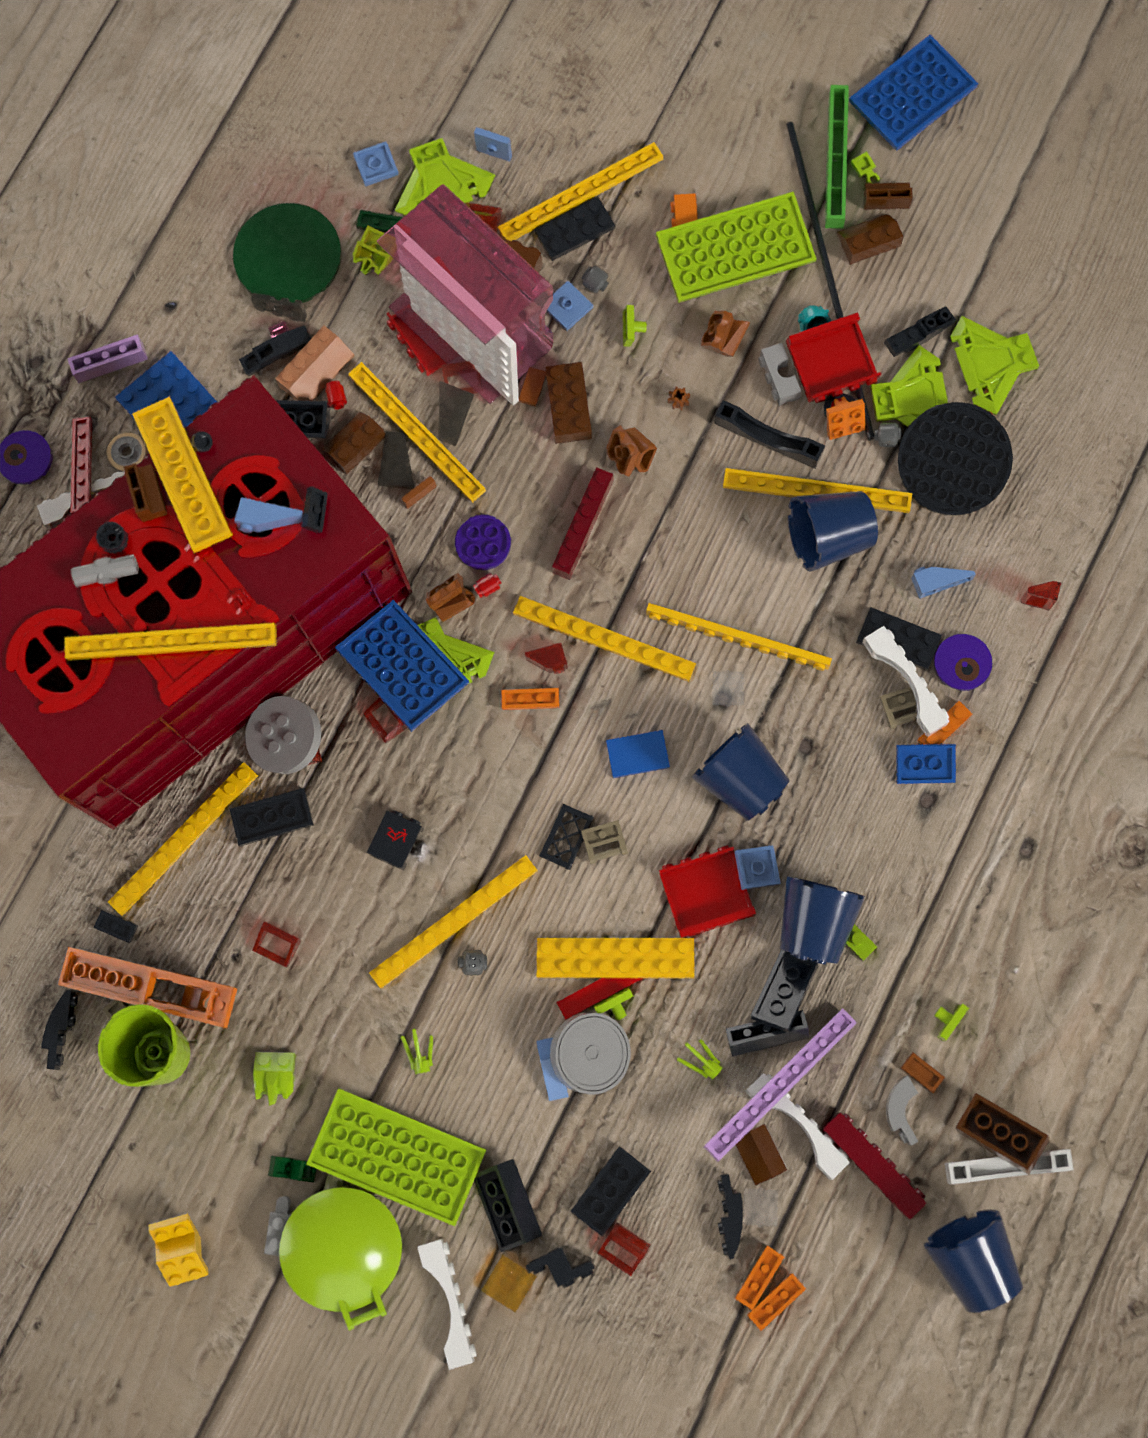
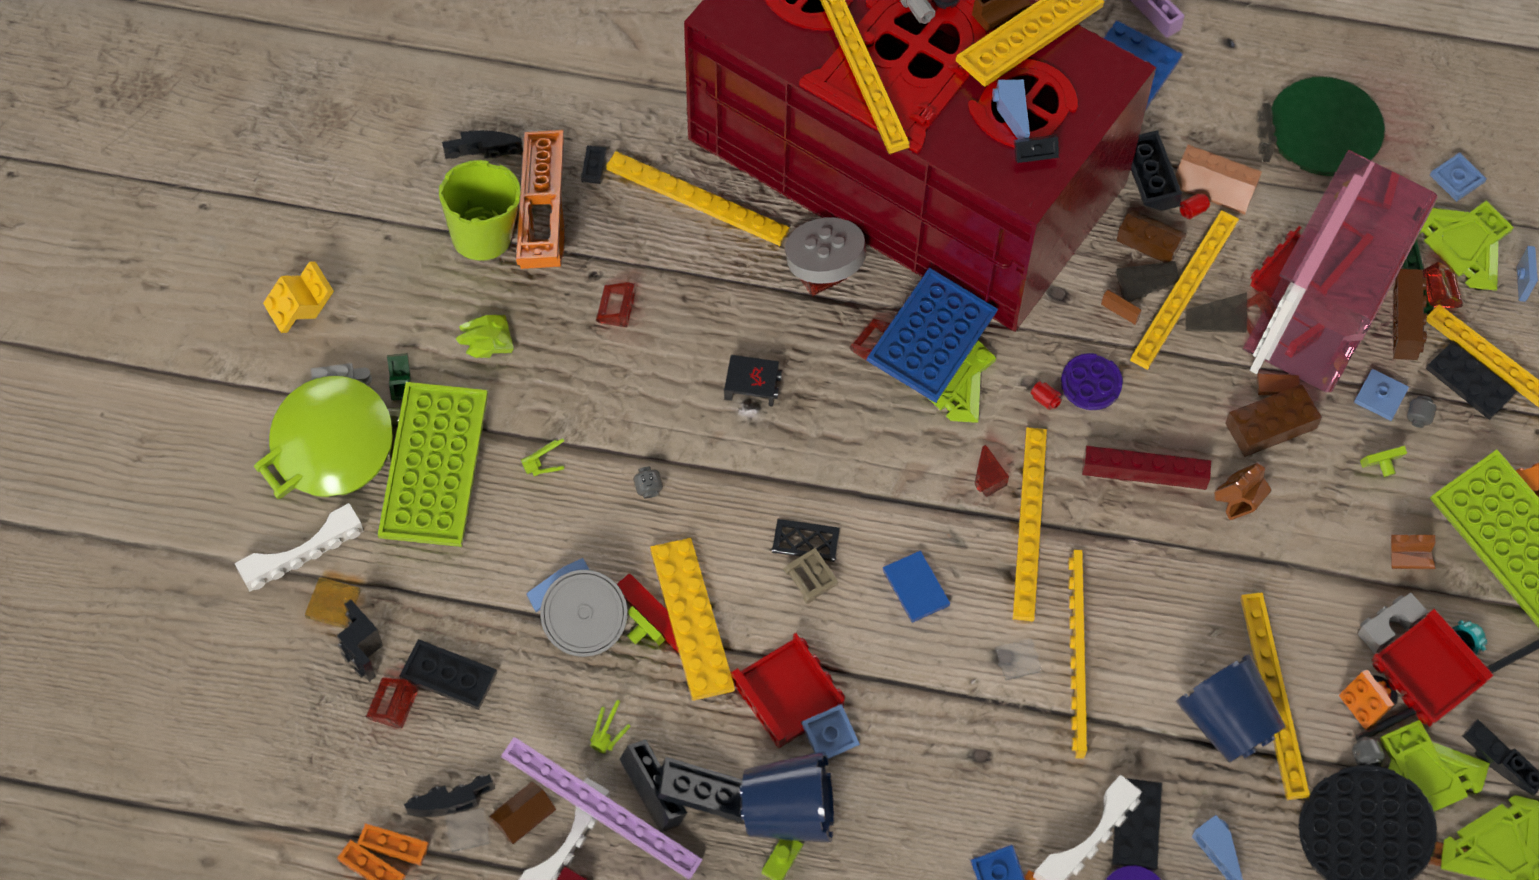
camera: 65 degrees right, 15 degrees down
(201, 442) = (1069, 38): black tile -> none
(271, 817) = (741, 266): black plate -> none
(274, 349) = (1220, 138): black slope -> none
(278, 328) = (1243, 138): clear pink slope -> none
(450, 597) = (1019, 361): dark orange piece -> none
(453, 922) = (686, 457): yellow plate -> none
(507, 1205) = (410, 579): black slope -> none
(530, 699) = (940, 467): orange plate -> none
(678, 392) = (1322, 527): dark orange gear -> none
(743, 774) = (925, 683): dark blue cone -> none
(795, 447) = (1314, 652): black arch -> none
(897, 702) = (1060, 834): dark tan plate -> none

